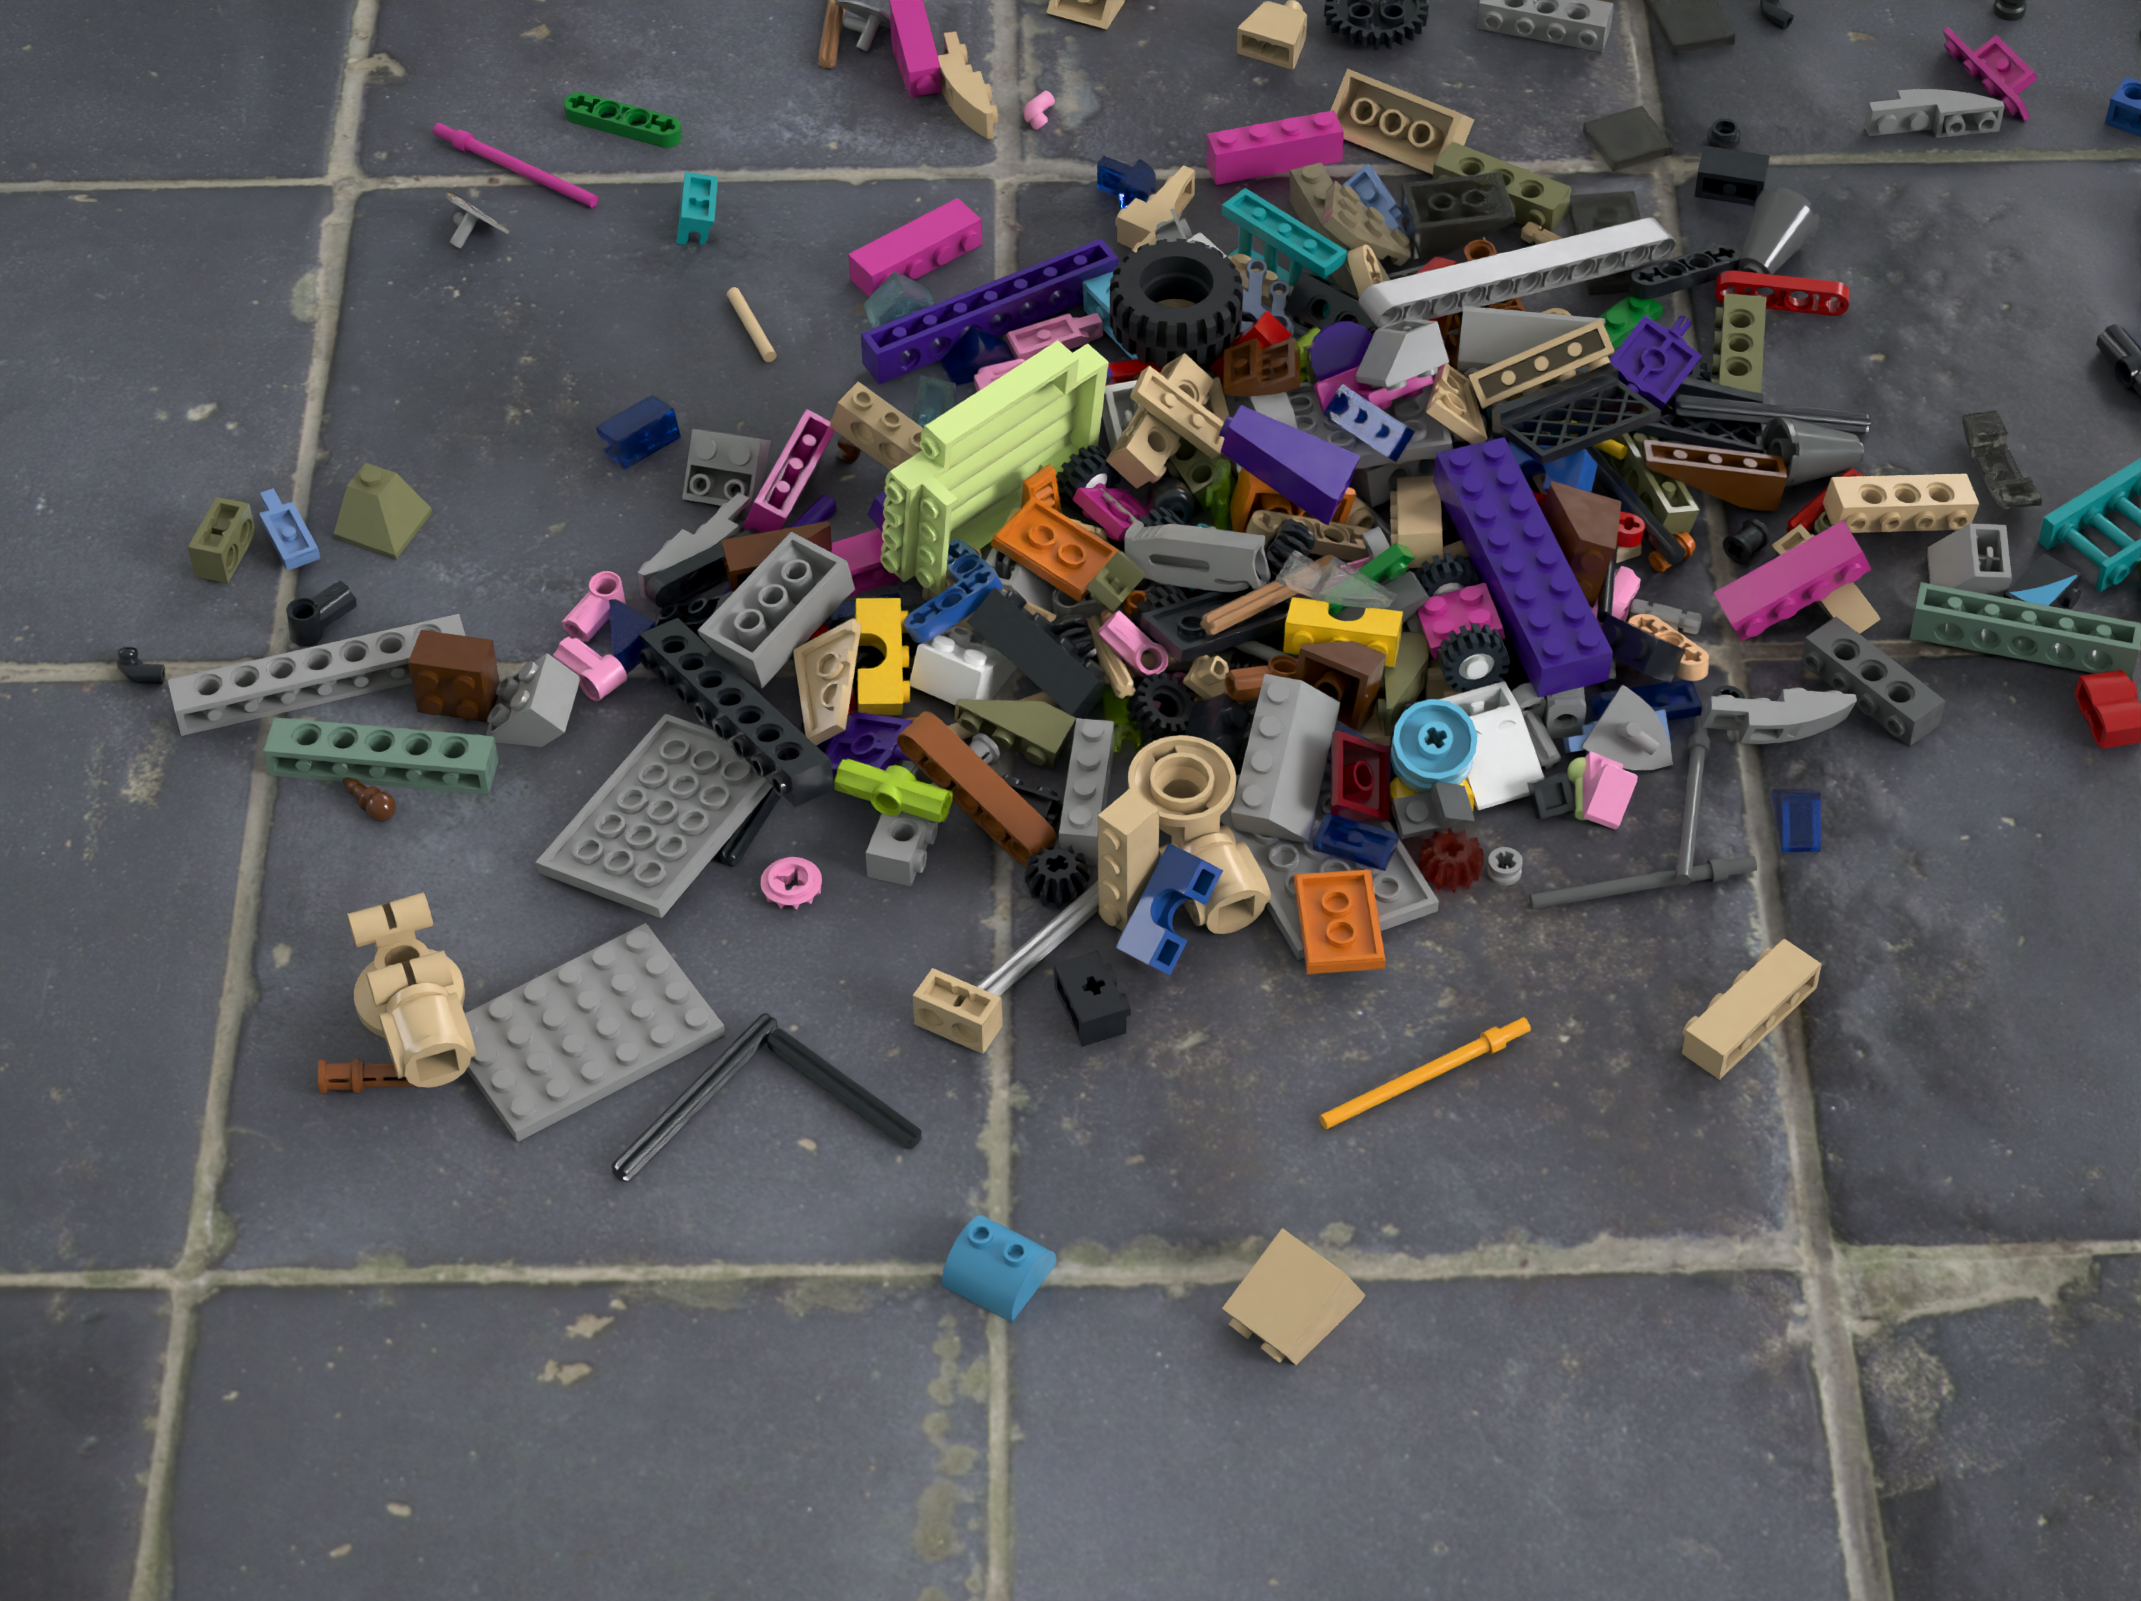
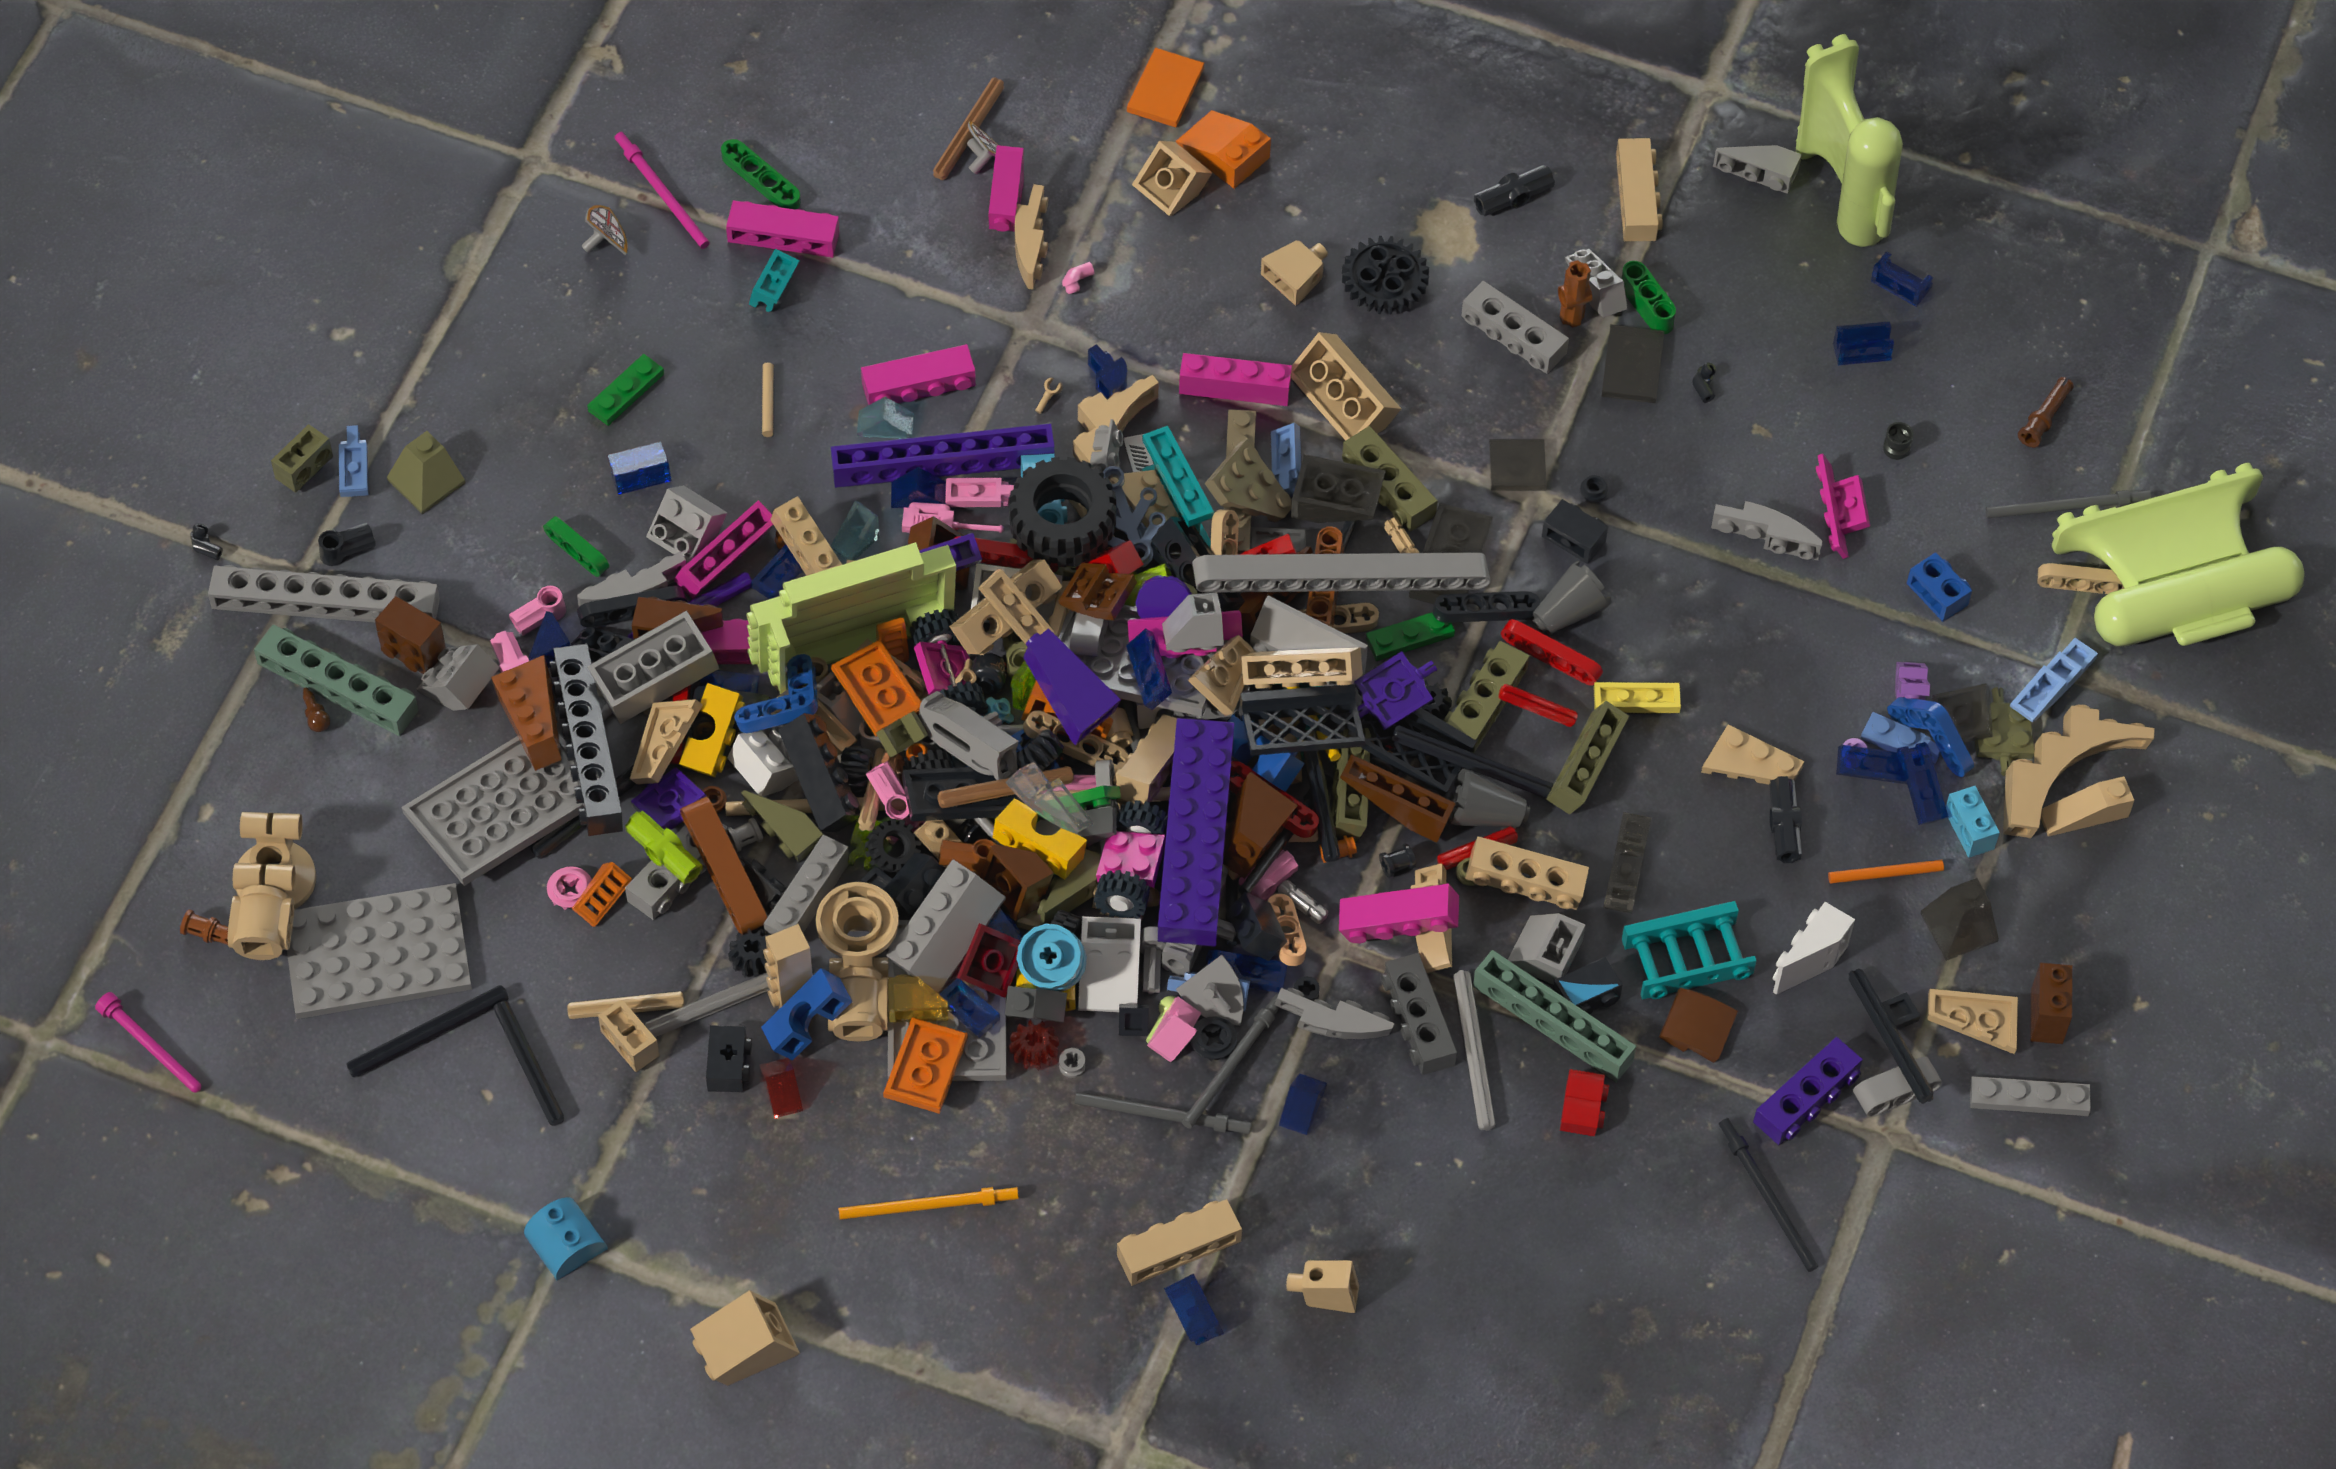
camera: 20 degrees right, 10 degrees up
(266, 1207) = (110, 1006): none -> dark pink piece
(577, 364) = (625, 389): none -> green plate
(585, 523) = (576, 546): none -> green beam
(647, 706) = (529, 705): none -> dark orange wedge
(666, 158) = (783, 228): none -> dark pink brick
(846, 852) = (615, 874): none -> orange slope
(861, 484) = (778, 571): none -> clear blue plate
(903, 996) = (635, 1003): none -> tan axle
(1072, 224) = (1048, 394): none -> tan hand
(1146, 506) = (967, 674): none -> tan hand
(1173, 1007) = (781, 1087): none -> clear red slope
(1291, 851) = (915, 999): none -> clear yellow slope
(1669, 784) = (1211, 1027): none -> black gear
(1804, 342) = (1538, 705): none -> red axle
(1817, 1071) = (1193, 1310): none -> clear blue hinge
(1891, 374) = (1587, 757): none -> olive brick
(1901, 306) = (1639, 696): none -> light yellow plate
(1956, 700) = (1474, 1050): none -> light grey axle
(1956, 989) = (1327, 1285): none -> tan torso
(2052, 326) = (1751, 758): none -> tan wing

